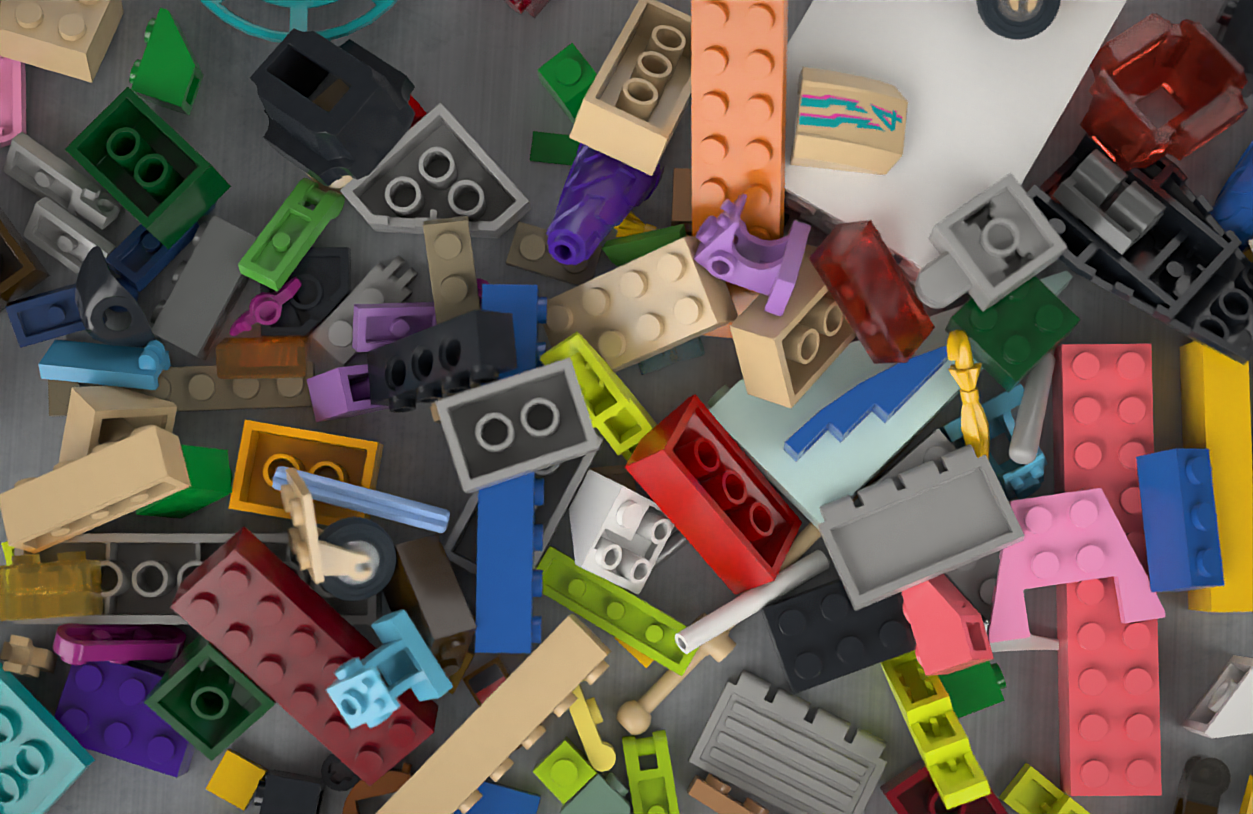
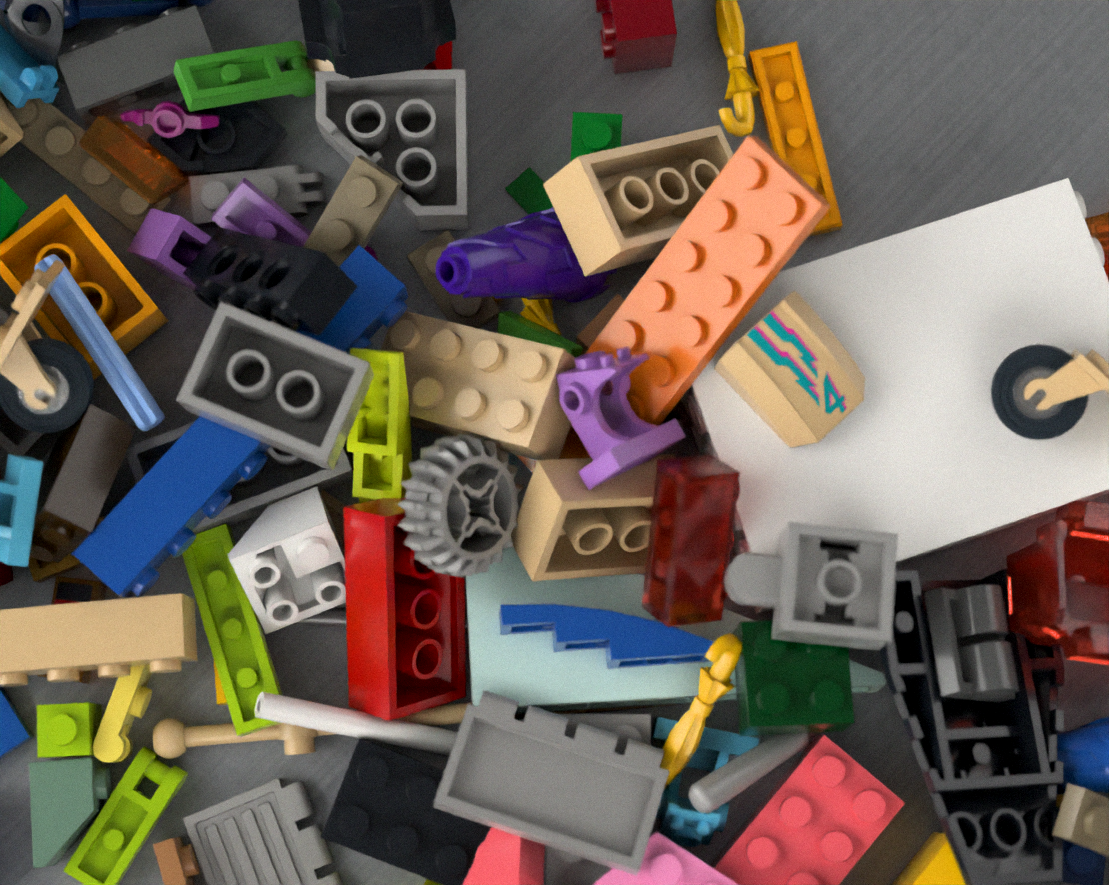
camera: 40 degrees right, 5 degrees down
(702, 399) = (460, 505): none -> light grey gear

